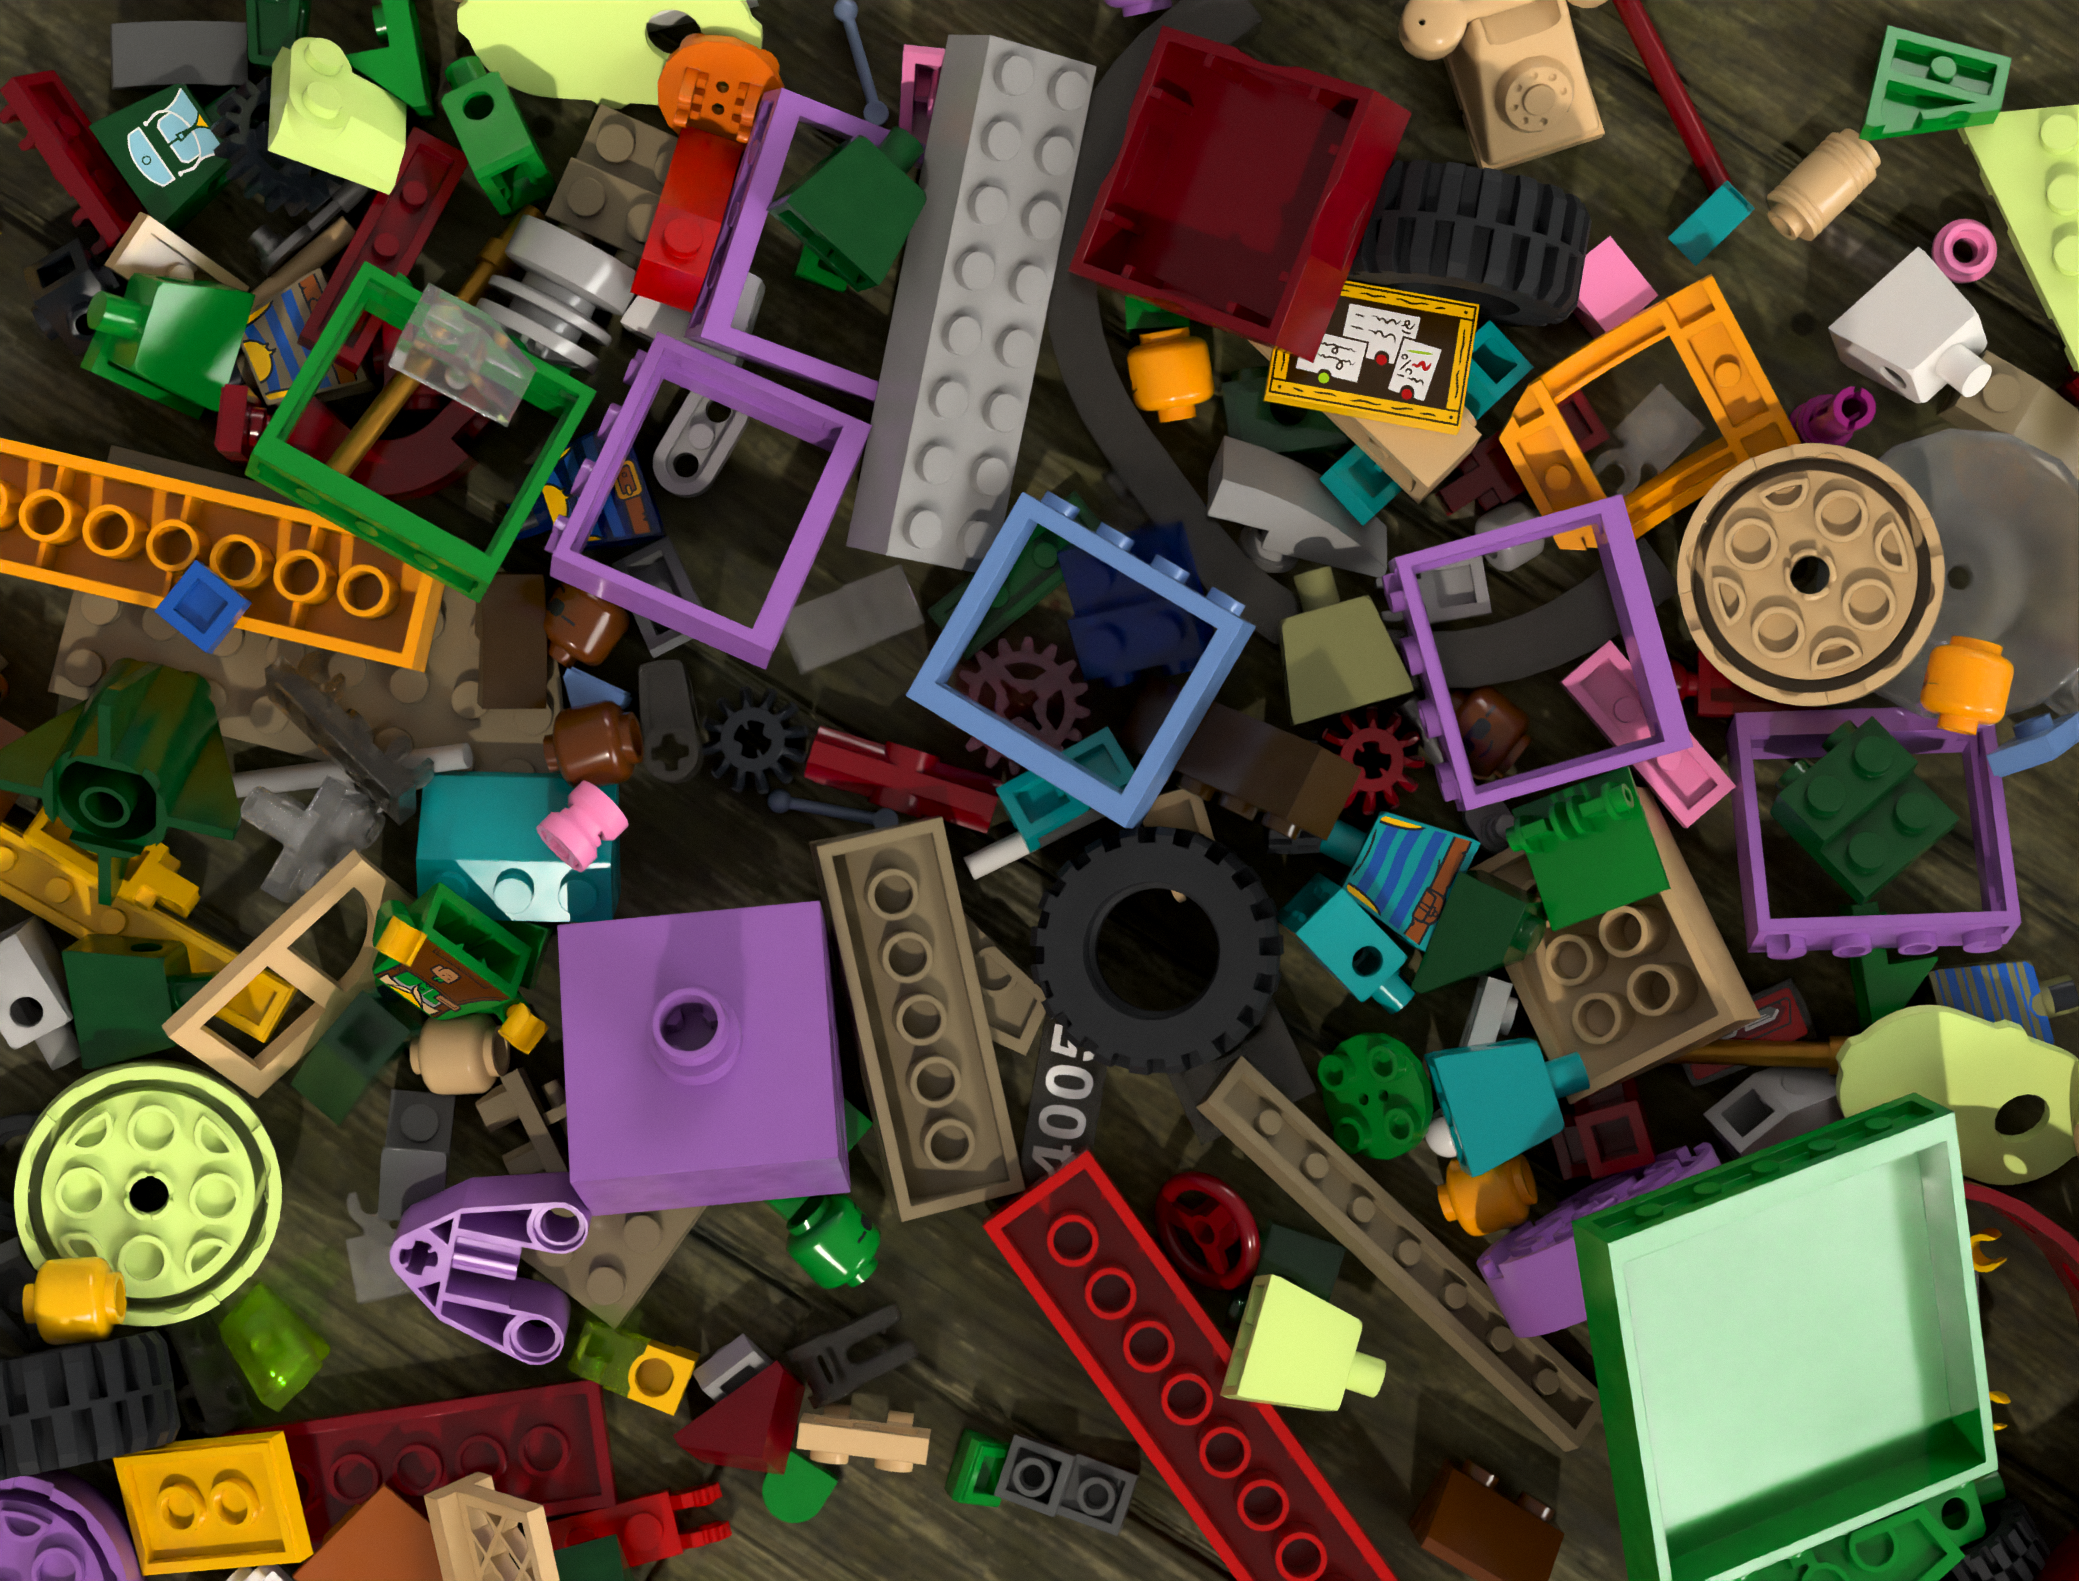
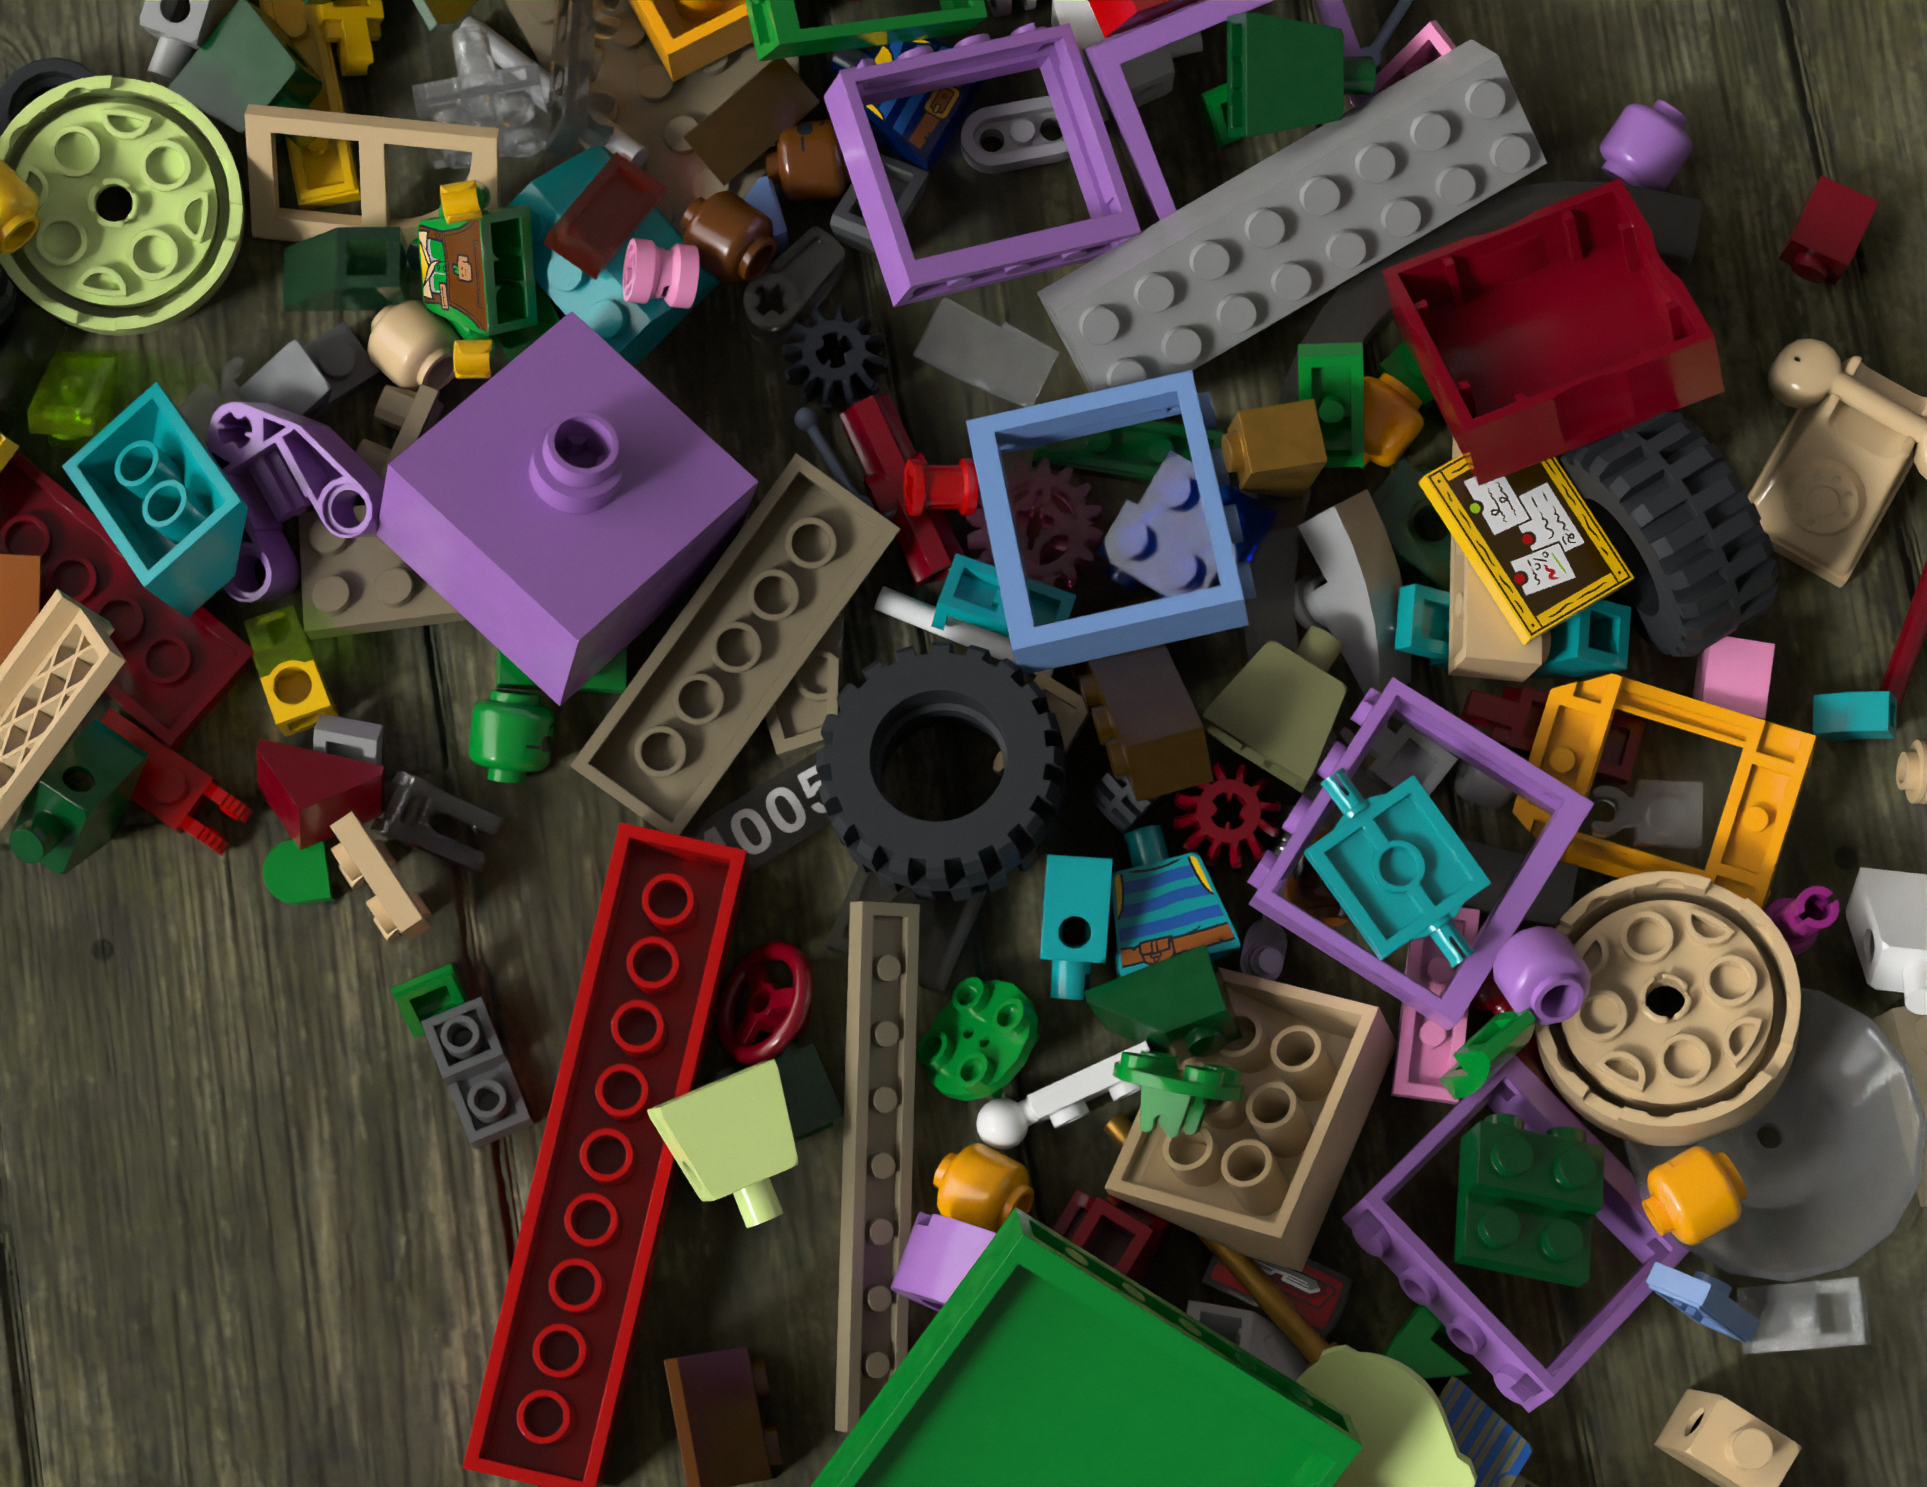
camera: 45 degrees right, 10 degrees down
(423, 1360) = (163, 501): none -> teal slope
(494, 824) = (605, 216): none -> clear red tile
(935, 757) = (940, 487): none -> red bush
(1140, 407) = (1335, 381): none -> green slope
(1142, 486) = (1275, 449): none -> pearl gold slope
(1501, 1098) = (1064, 1124): teal torso -> none
(1544, 688) = (1397, 868): none -> teal plate
(1552, 992) = (1176, 1094): none -> green plate
(1589, 848) = (1309, 1023): green hinge -> none
(1716, 653) = (1542, 974): none -> medium lavender head
(1730, 740) = (1488, 1052): none -> green slope

